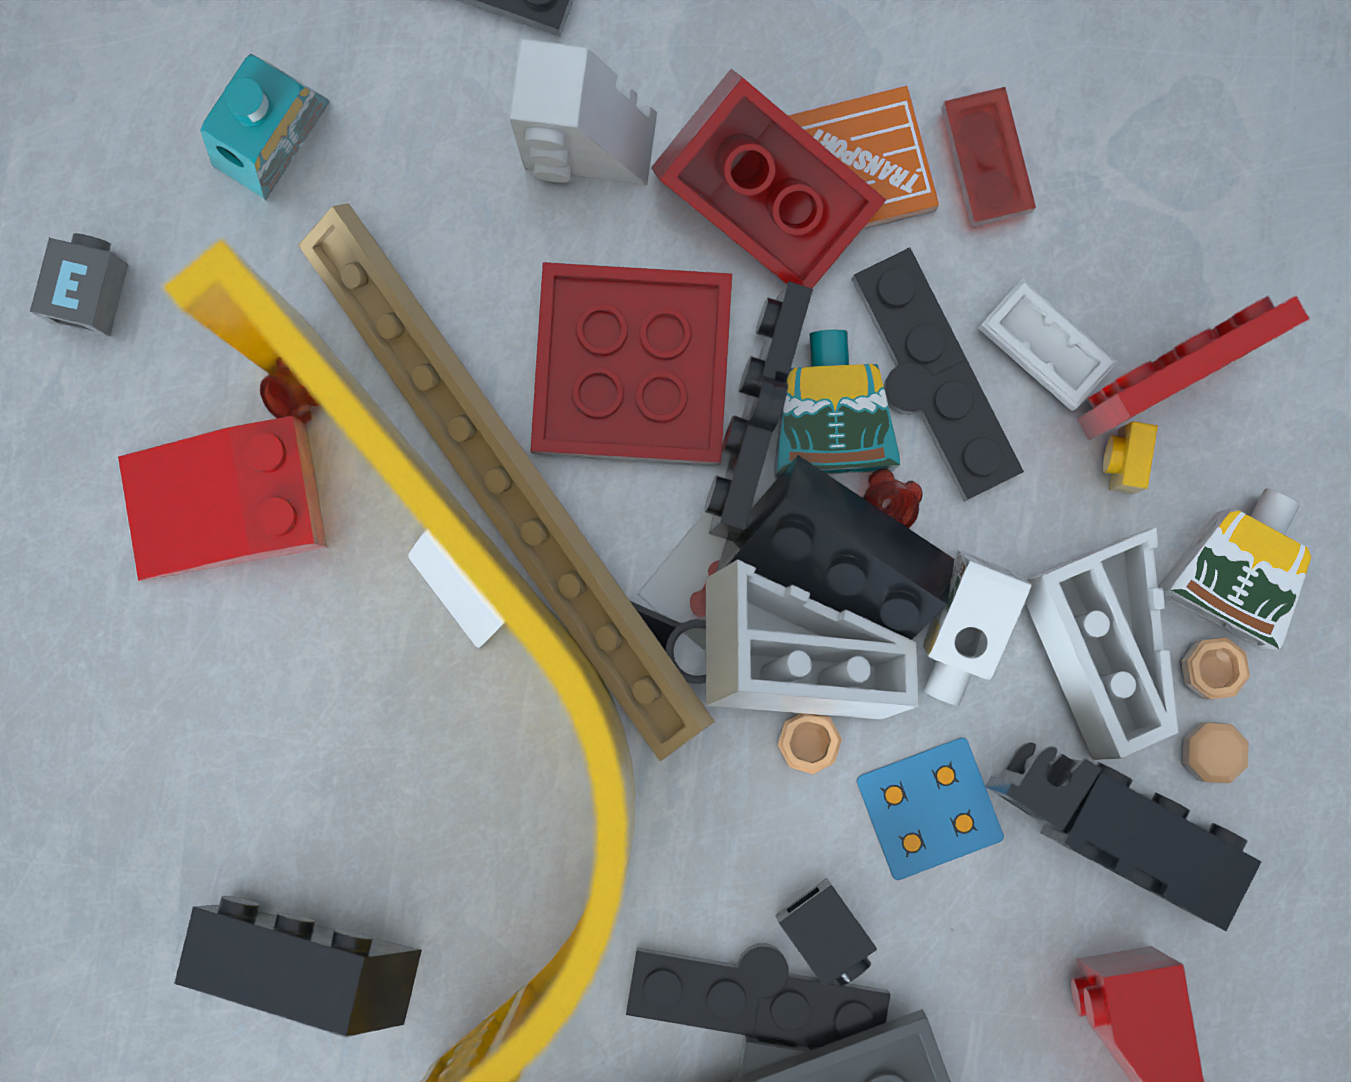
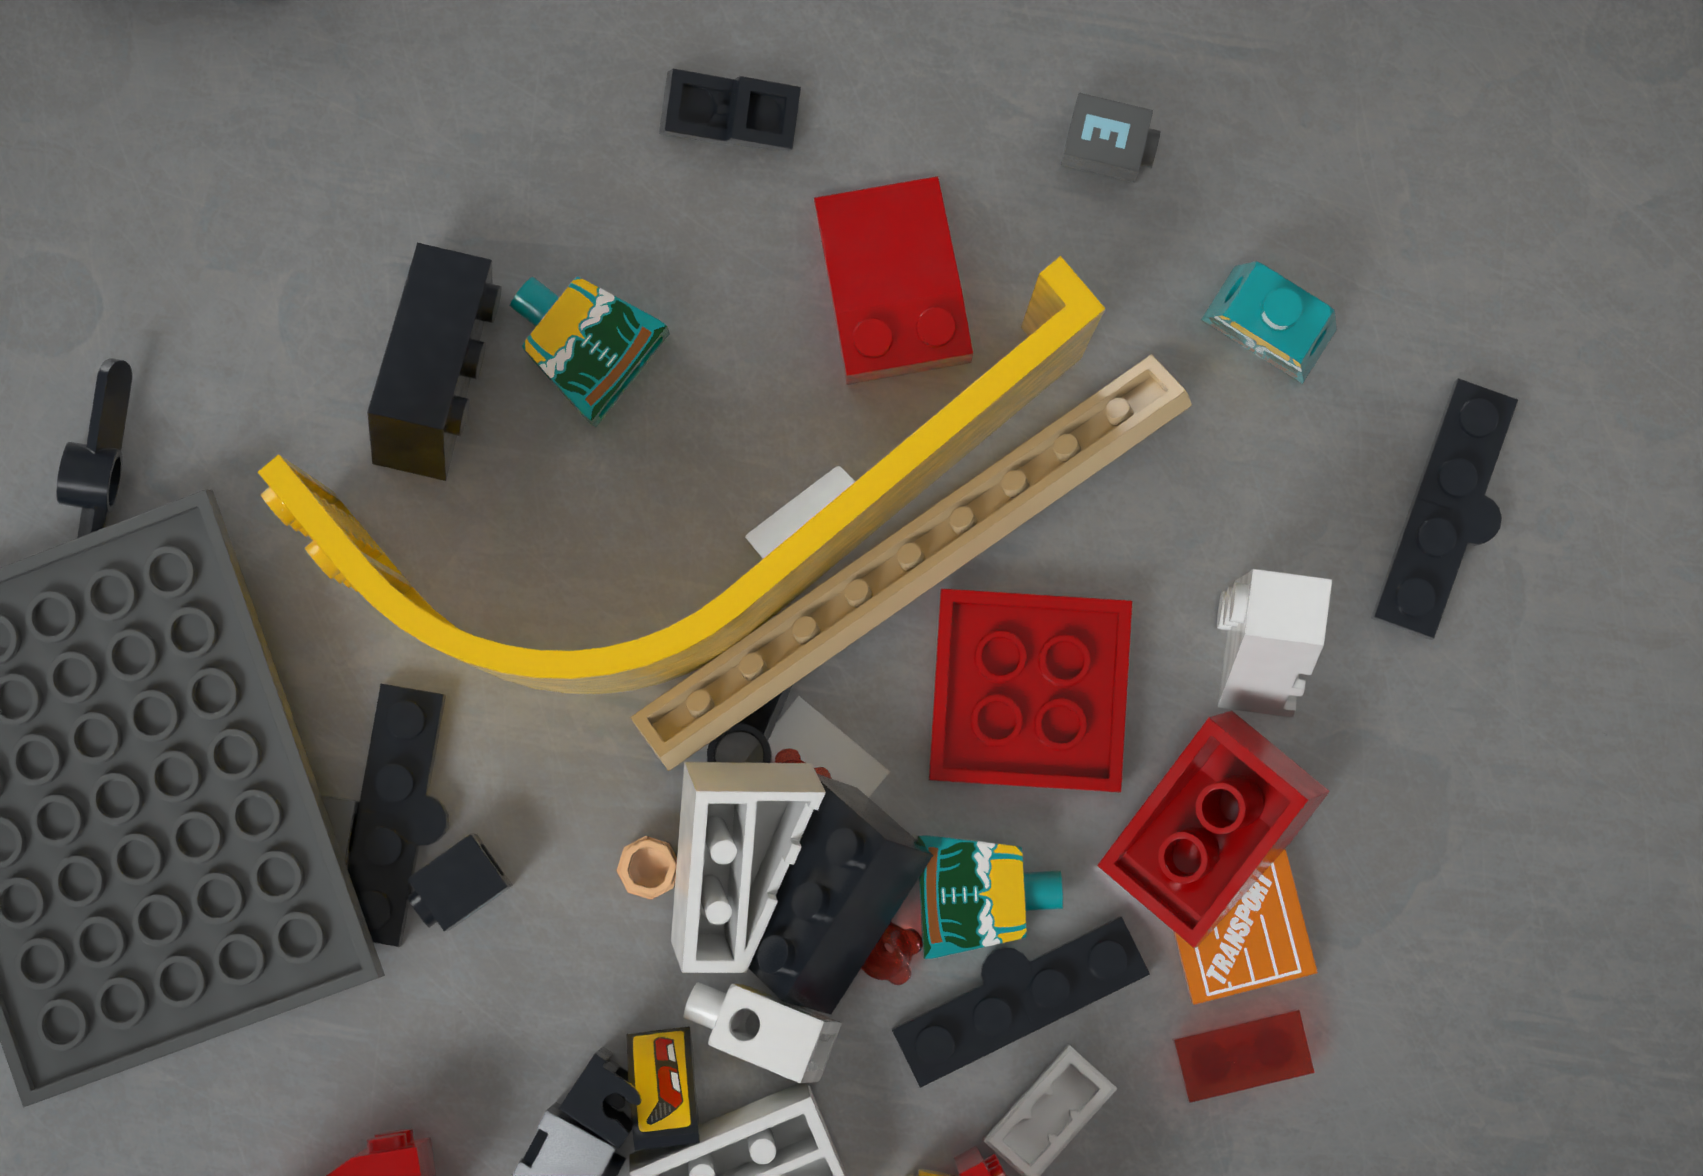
camera: 90 degrees right, 0 degrees up
(48, 666) = (730, 110): none -> black slope
(279, 807) = (587, 342): none -> torso
(286, 394) = (995, 342): clear red plate -> none
(766, 387) = (953, 808): black hinge -> none
(930, 808) = (581, 990): dark azure sticker -> none
(1025, 724) = (664, 1076): none -> slope

